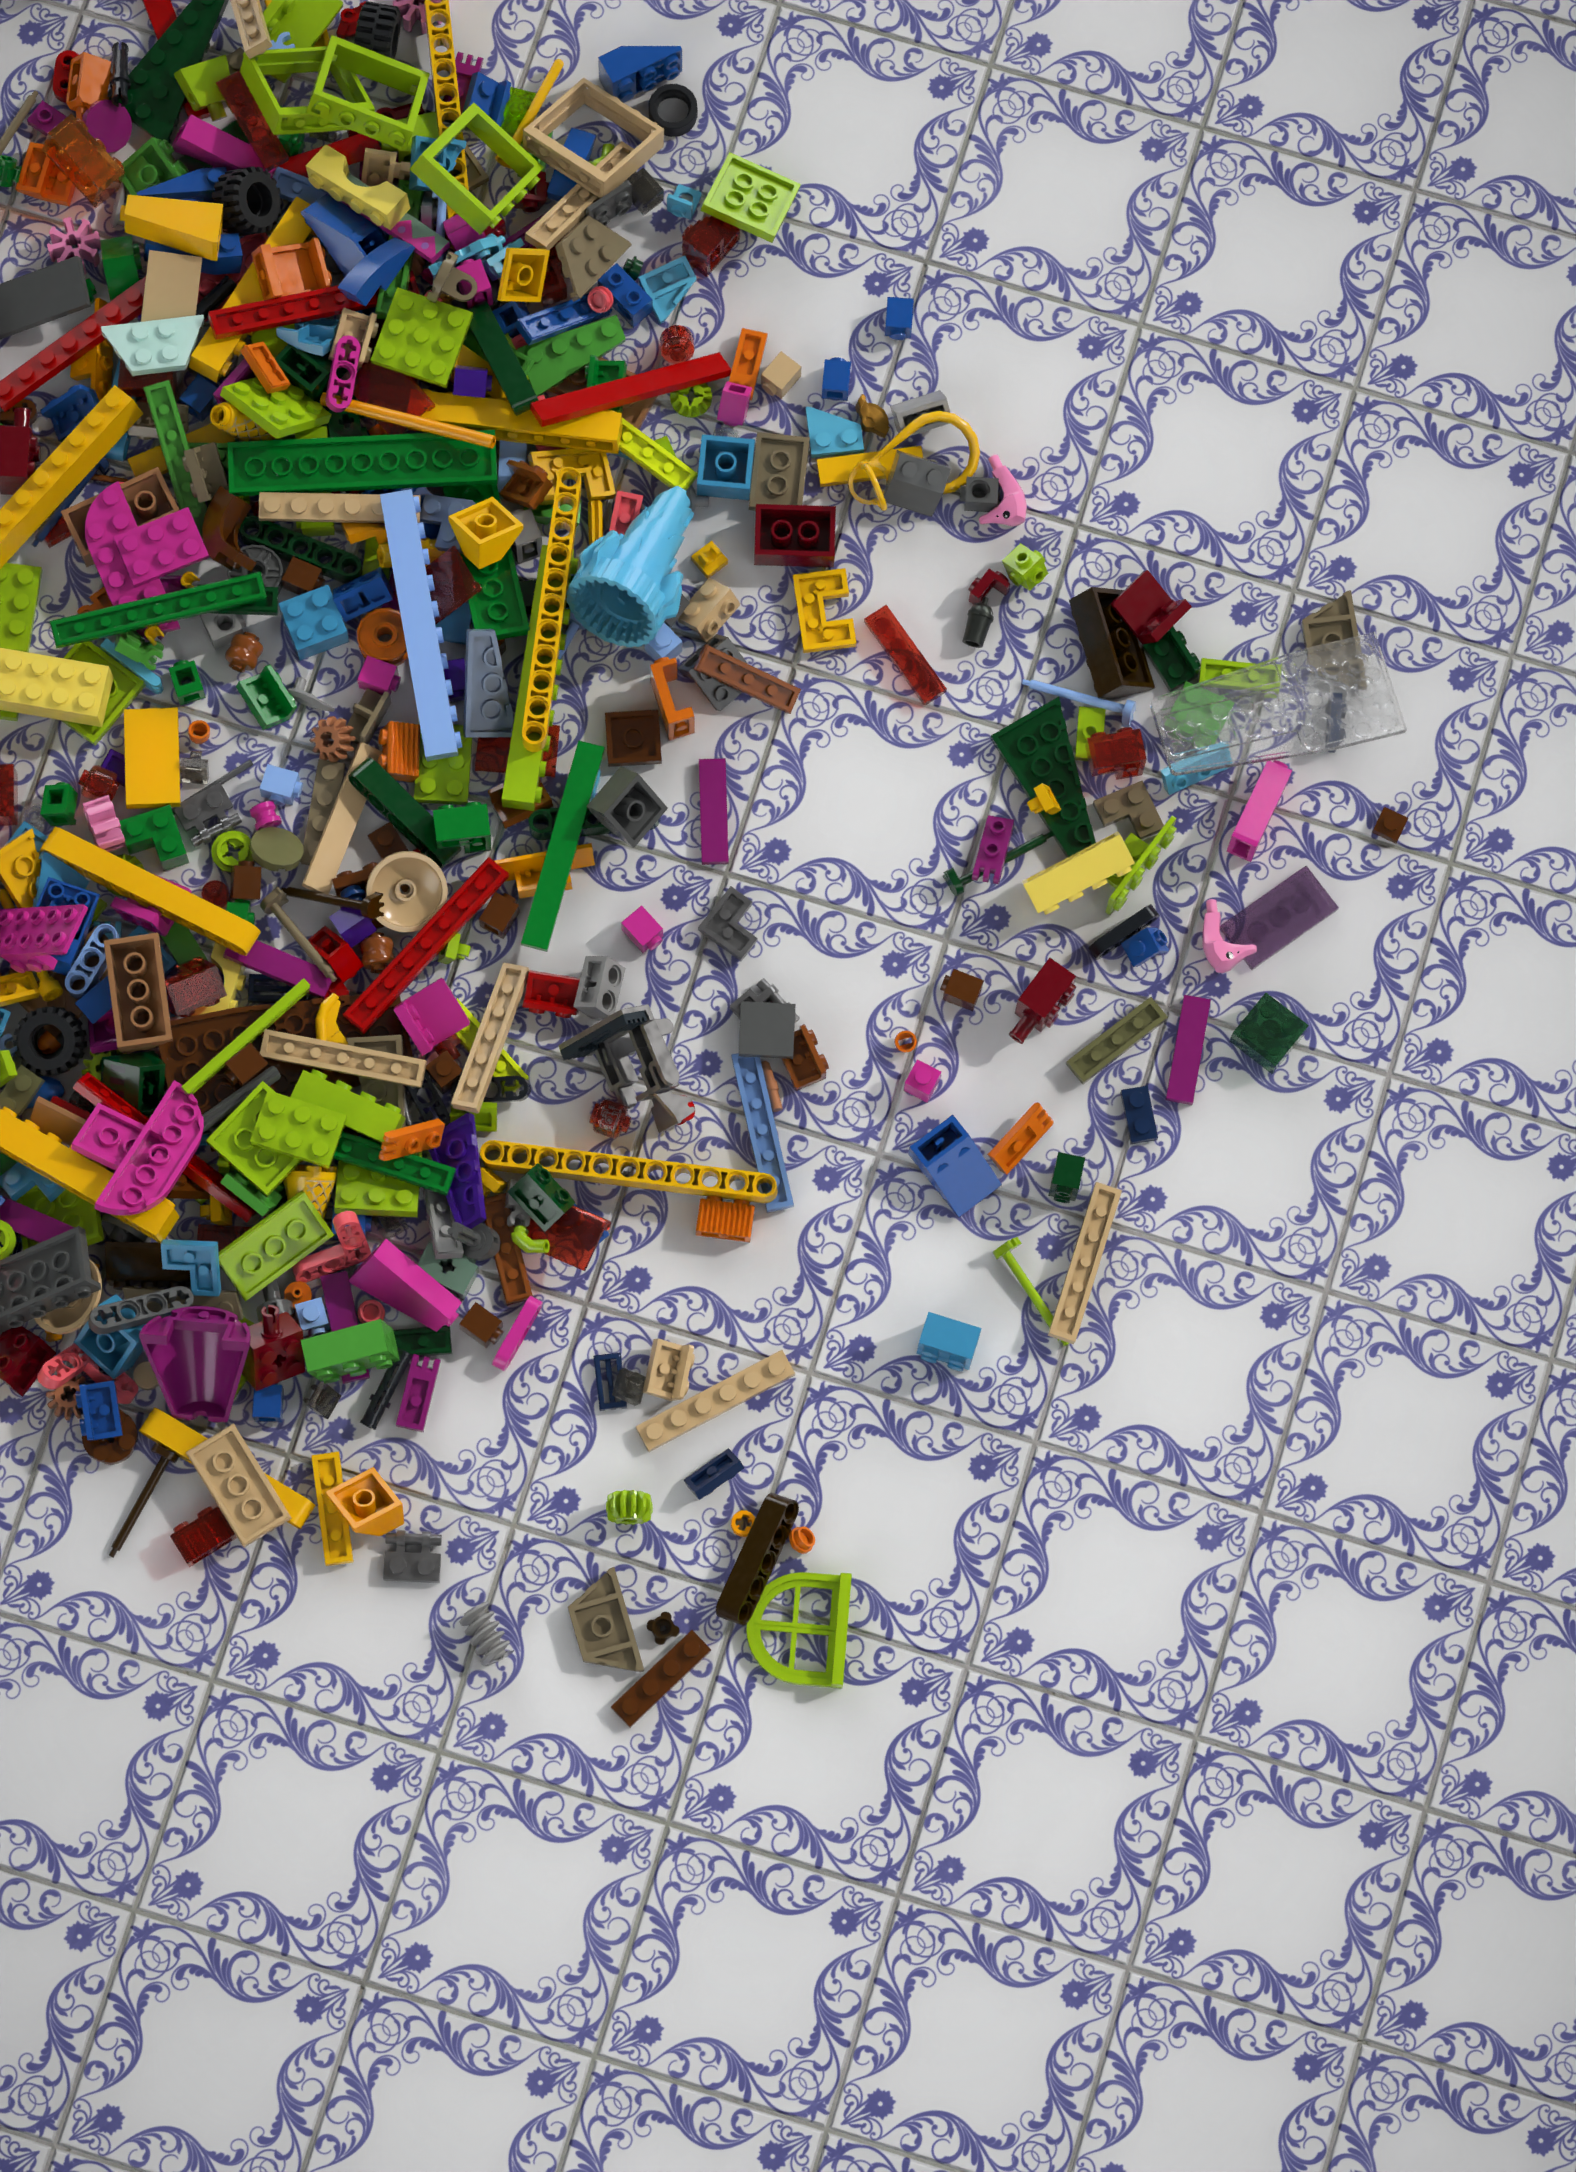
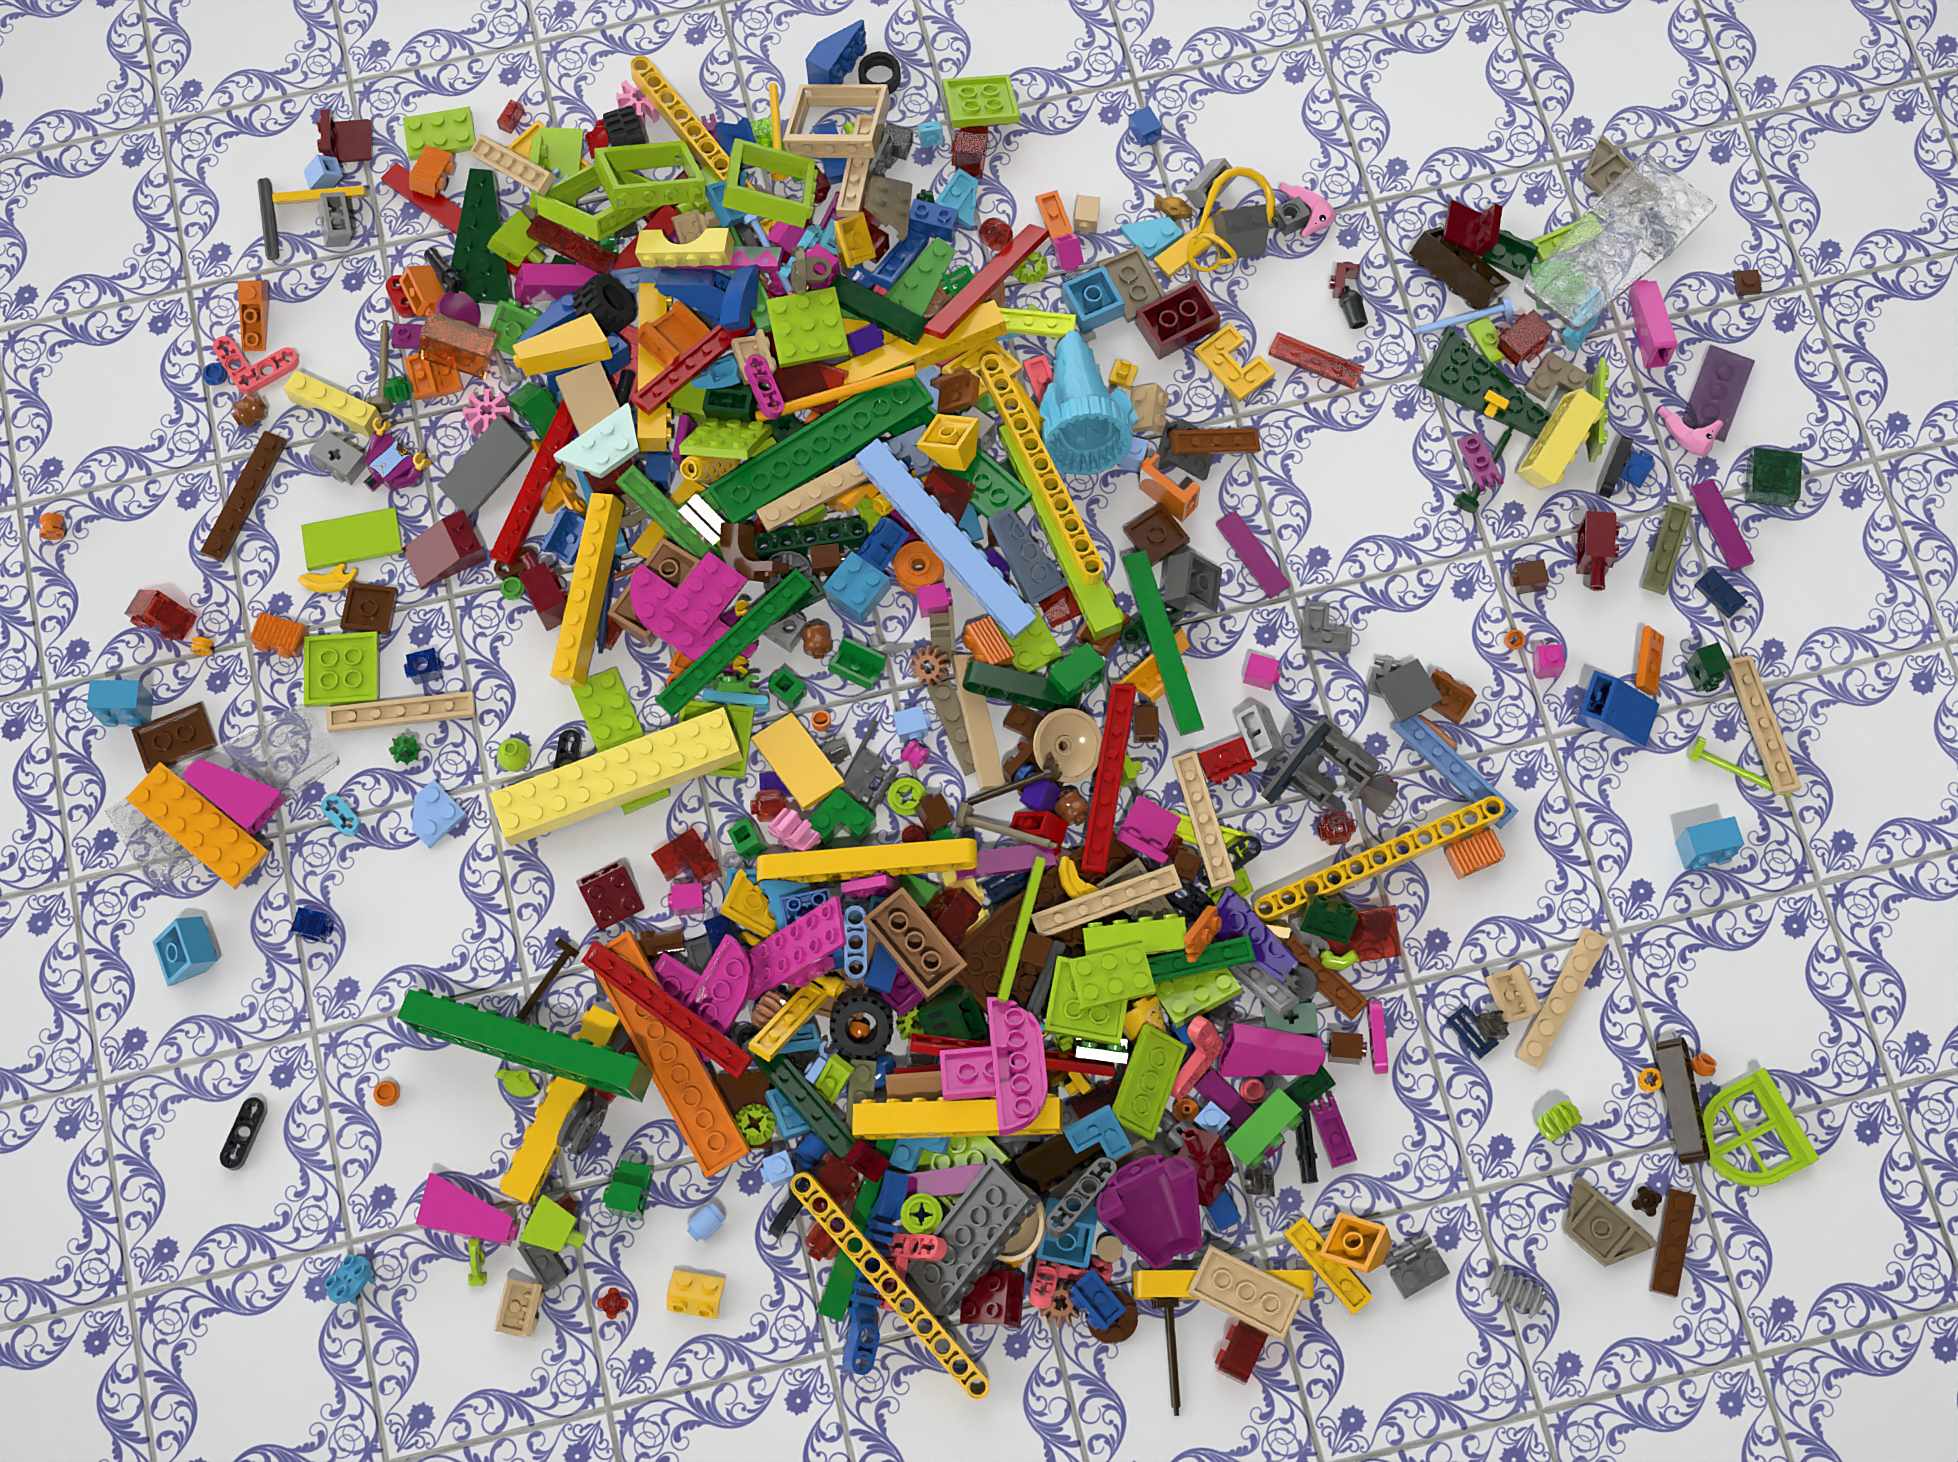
camera: 25 degrees left, 5 degrees down
(265, 367) = (701, 415): orange plate -> none
(276, 849) = (941, 774): olive tile -> none
(600, 299) = (918, 231): coral plate -> none
(714, 1474) = (1602, 1055): dark blue plate -> none
(836, 379) = (1129, 194): blue brick -> none
(1025, 567) = (1361, 247): lime brick -> none

